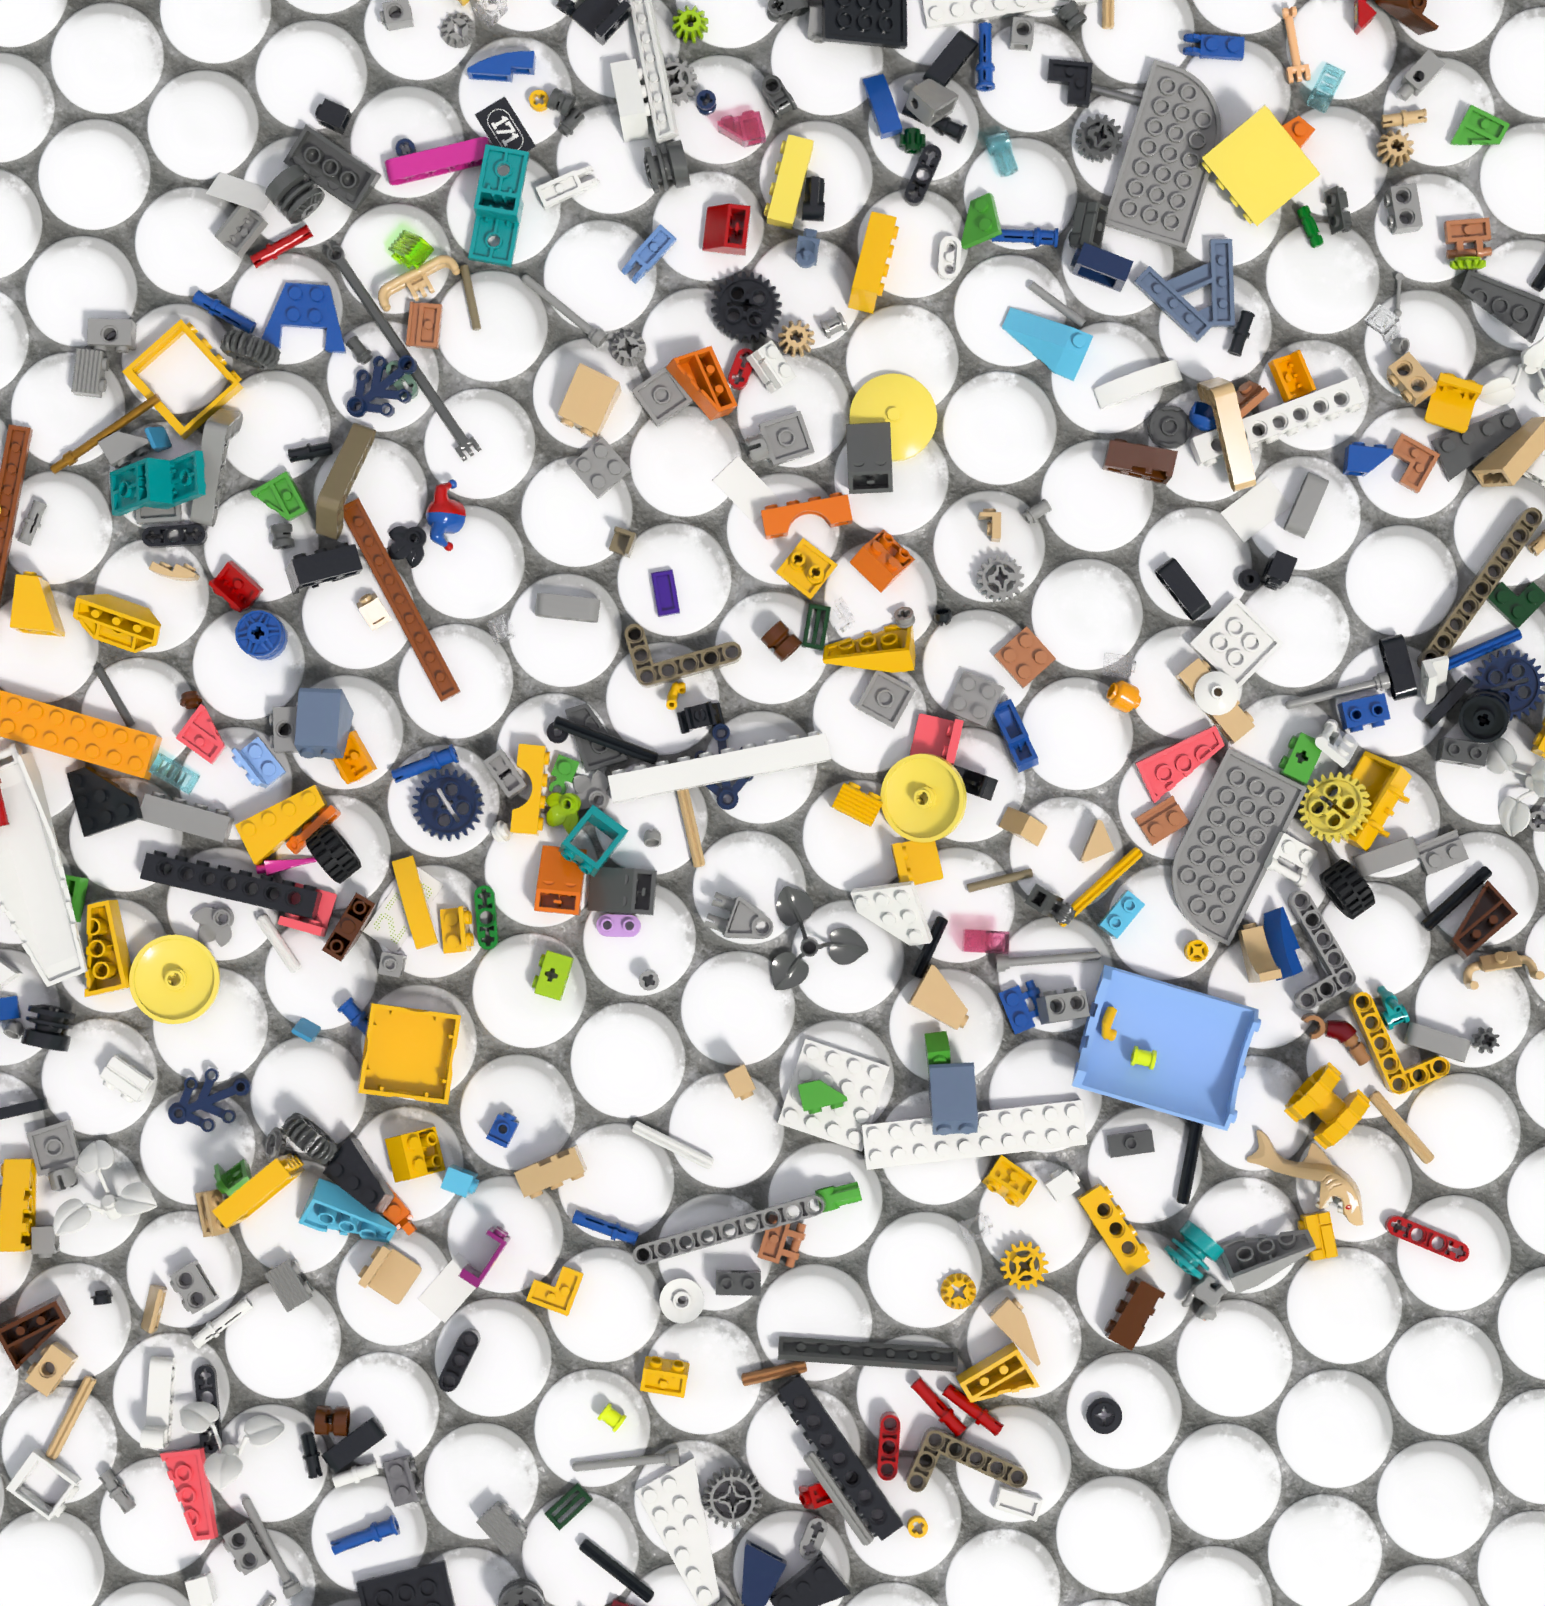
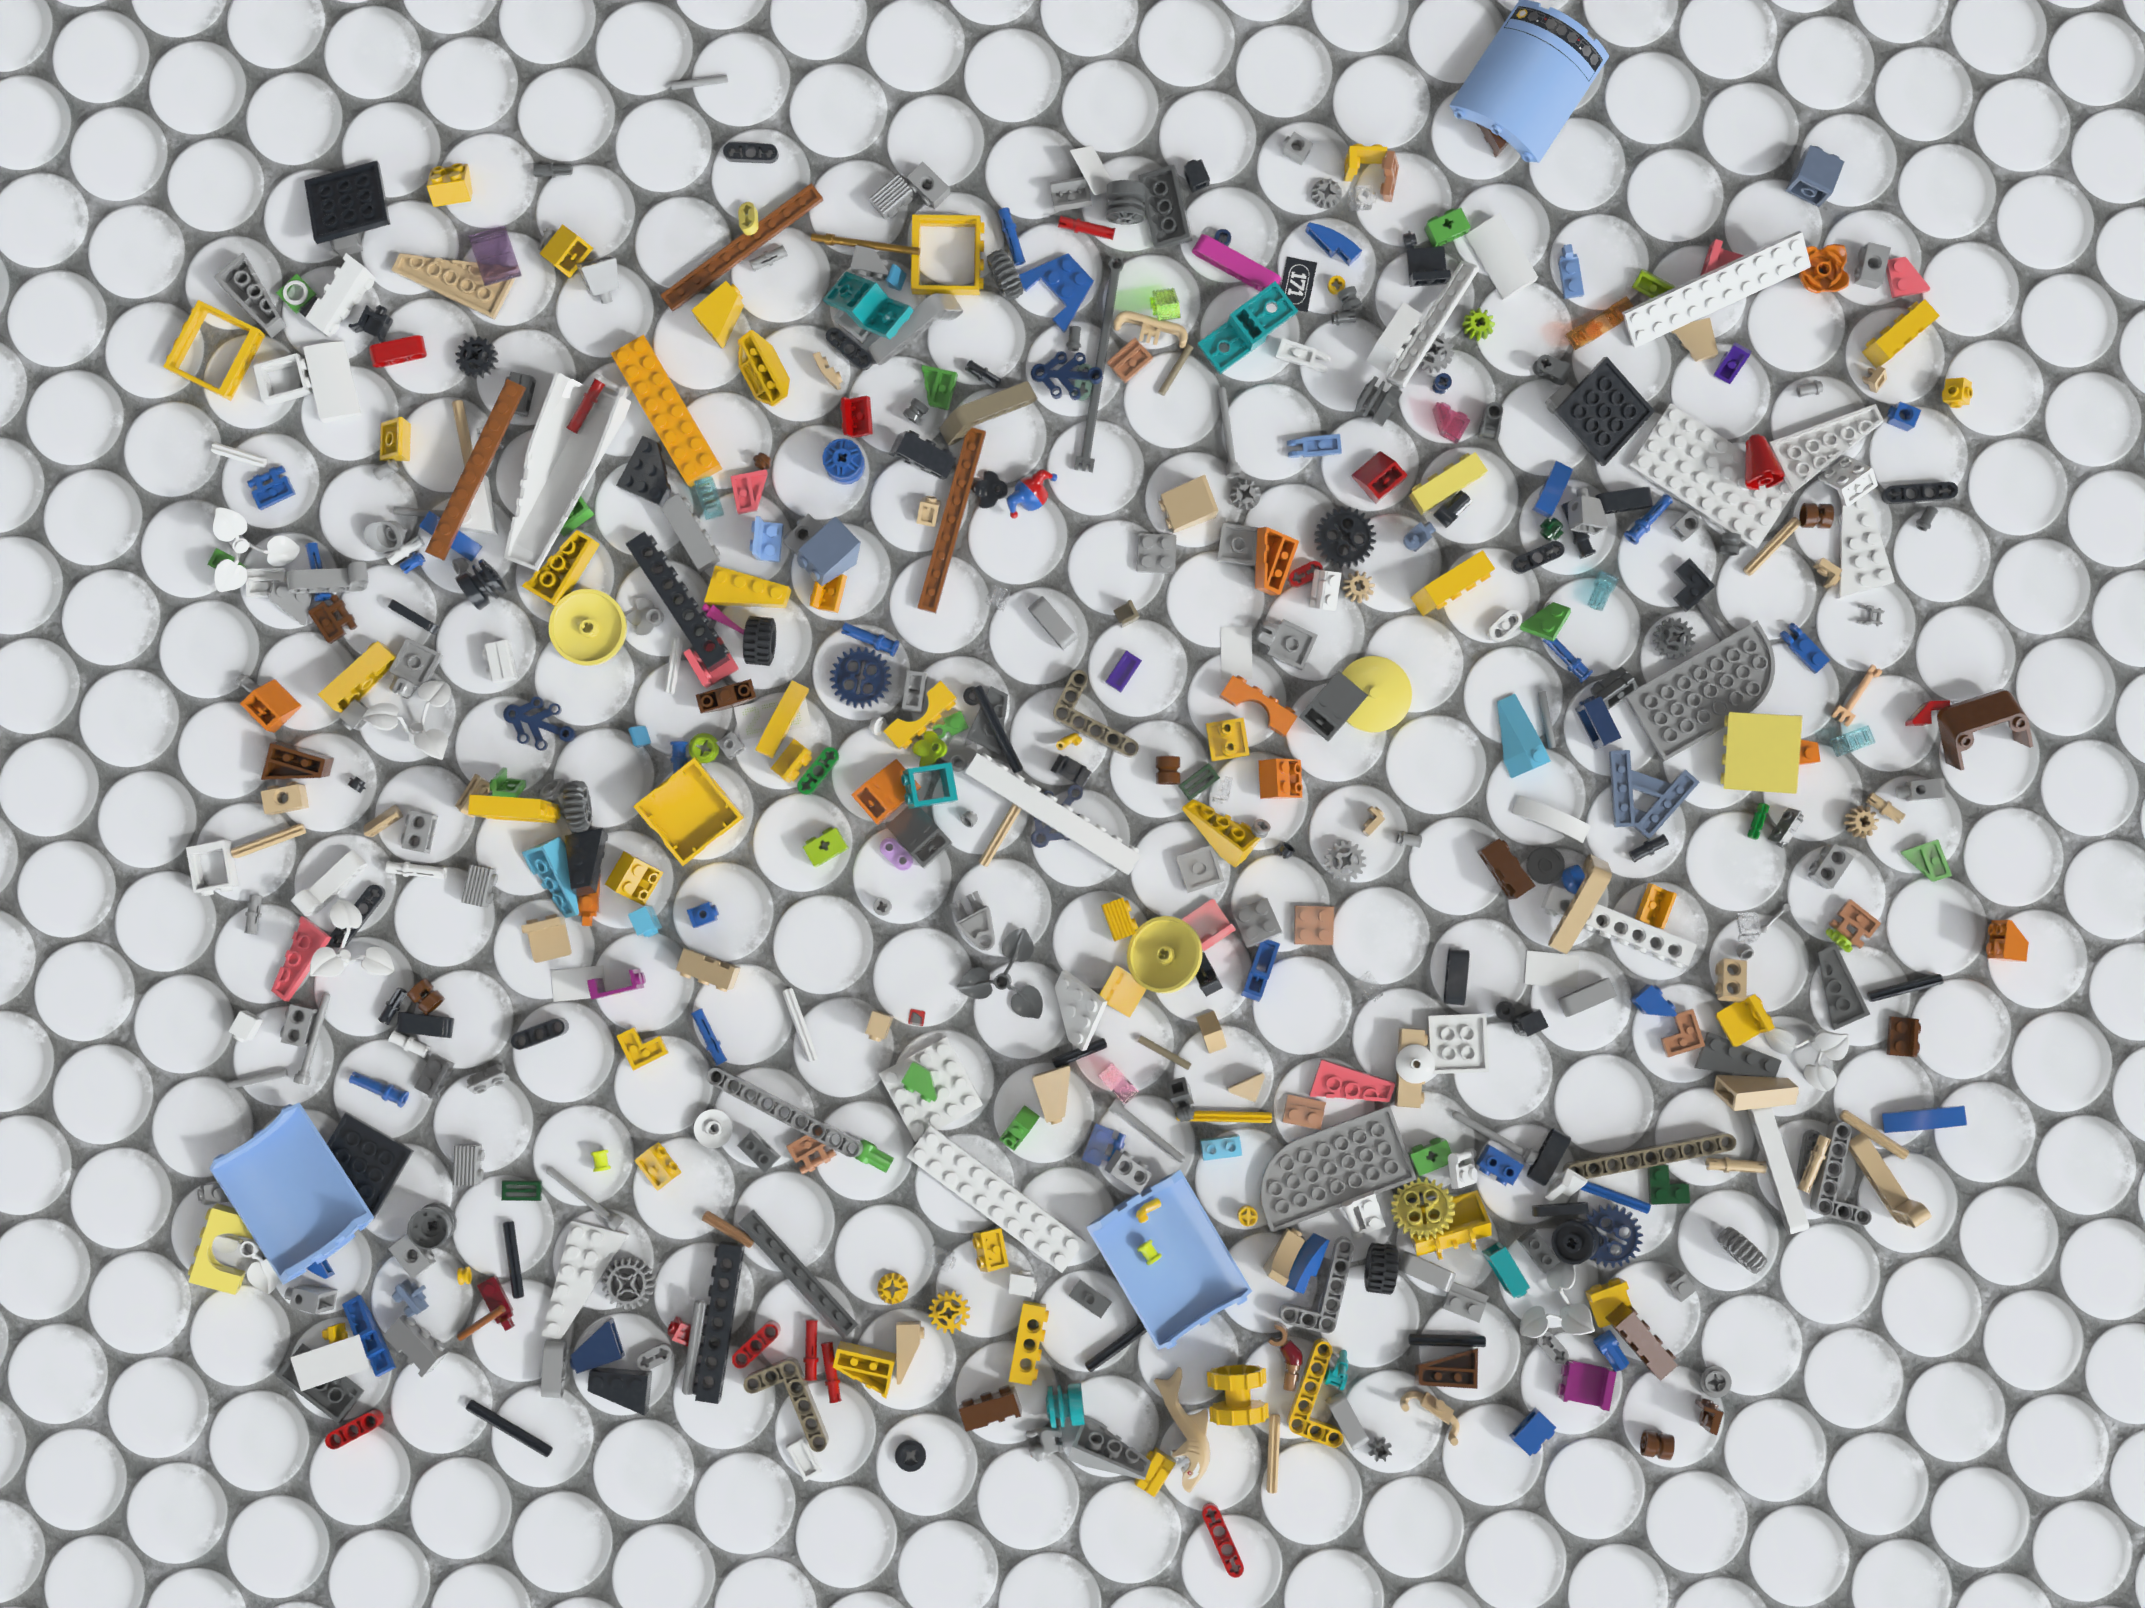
camera: 45 degrees right, 0 degrees up
(121, 708) = (717, 415): dark grey bar -> none
(326, 815) = (779, 613): orange hinge -> none
(361, 984) = (701, 739): none -> lime gear
(447, 1450) = (480, 1083): none -> light grey hinge
(765, 1046) = (916, 1017): none -> sticker
(830, 331) = (1397, 600): light grey bush -> none
(910, 1526) = (721, 1415): yellow bush -> none
(953, 1098) = (1002, 1163): sand blue slope -> none
(1123, 696) = (1354, 1009): light orange head -> none
(1249, 396) = (1615, 893): nougat plate -> none
(1450, 793) = (1506, 1270): none -> teal window

